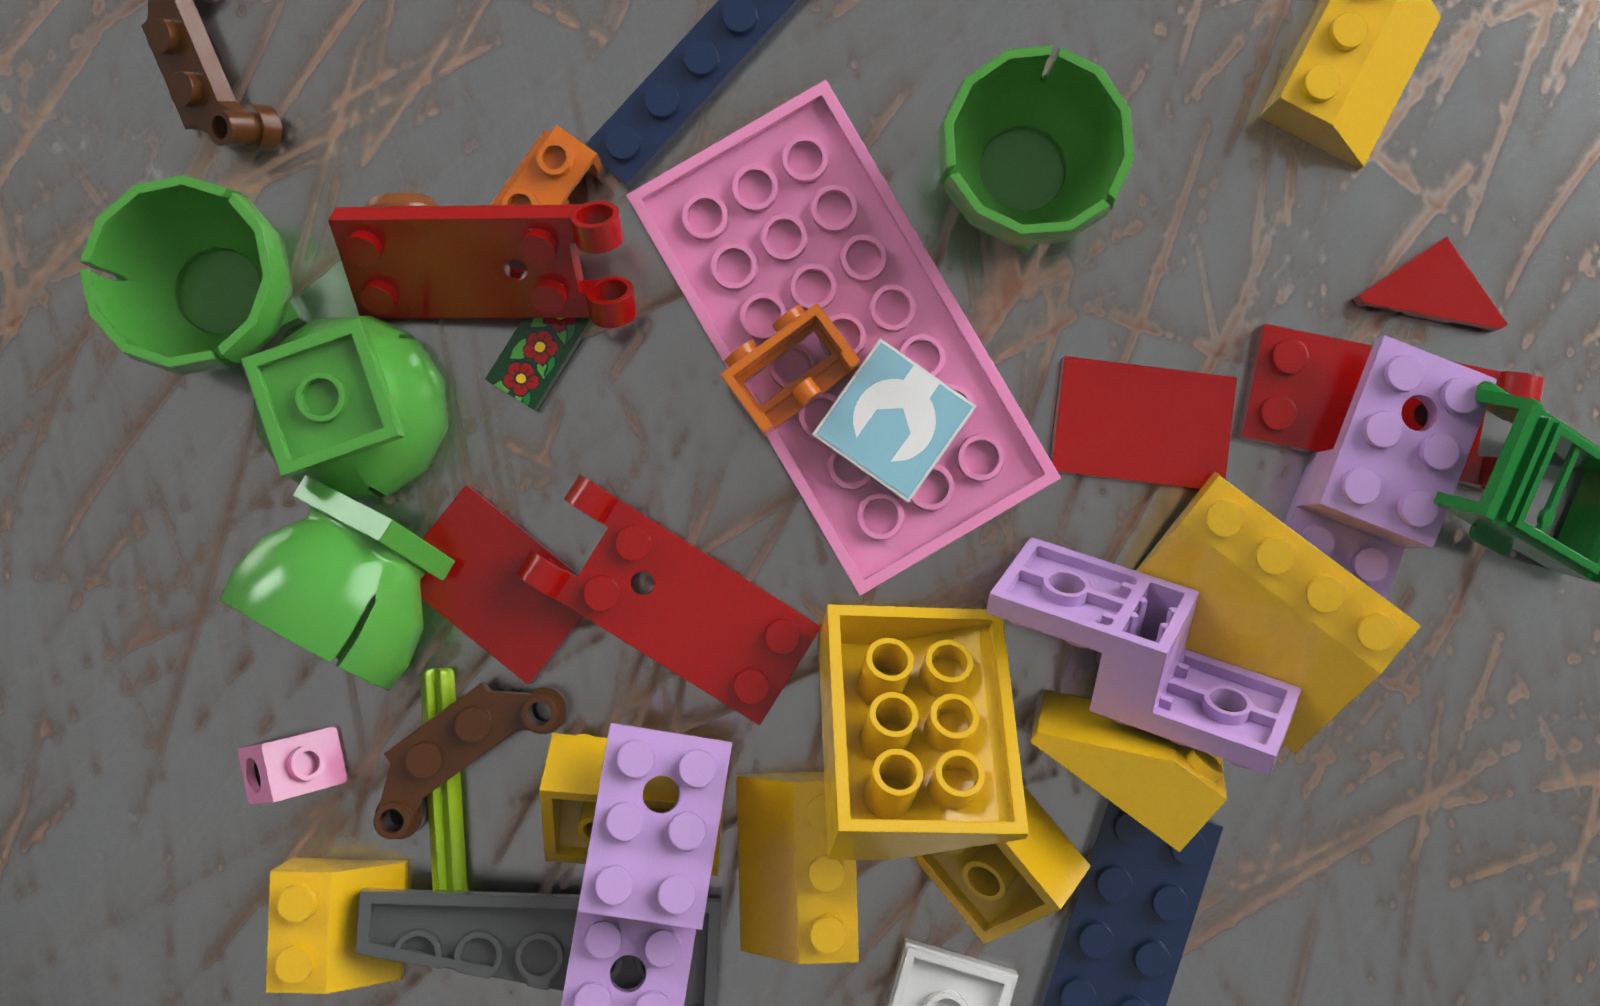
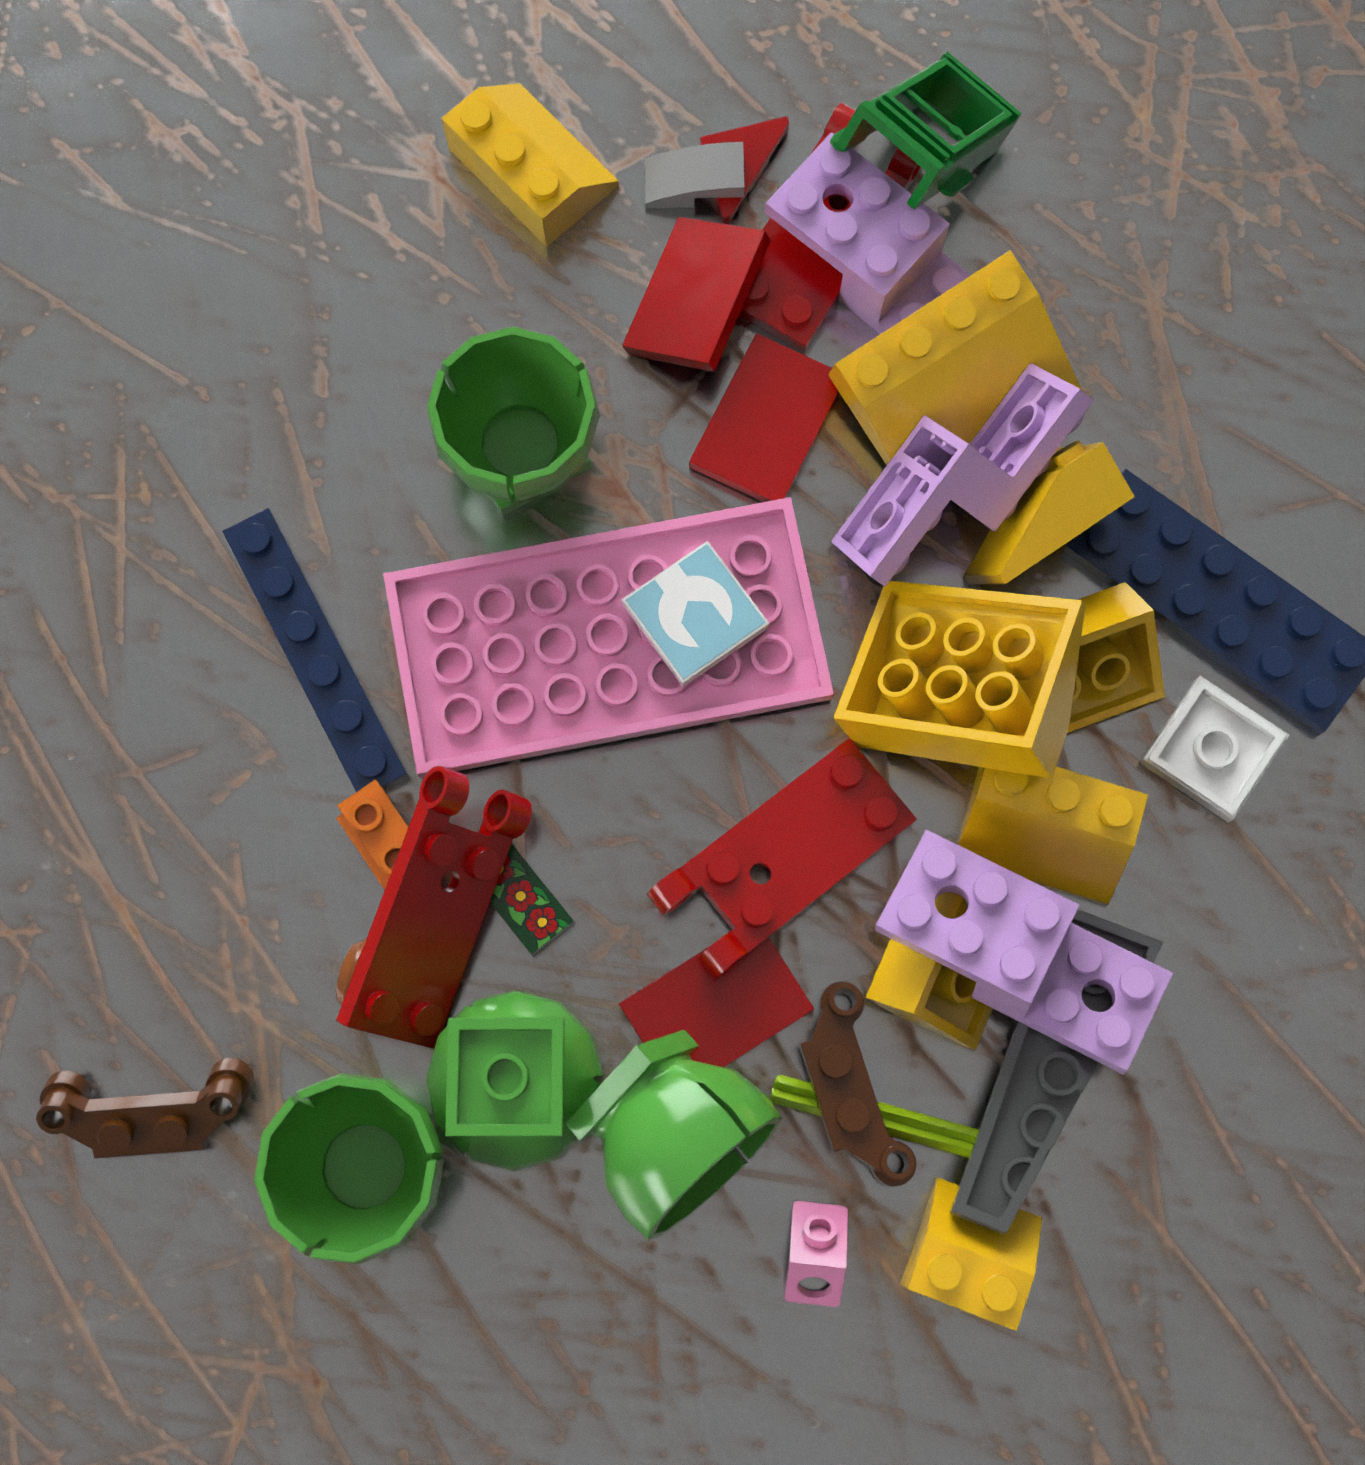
camera: 70 degrees left, 10 degrees down
(791, 330) = (626, 637): orange window -> none
(1259, 297) = (696, 293): none -> red tile
(1401, 246) = (692, 173): none -> light grey slope

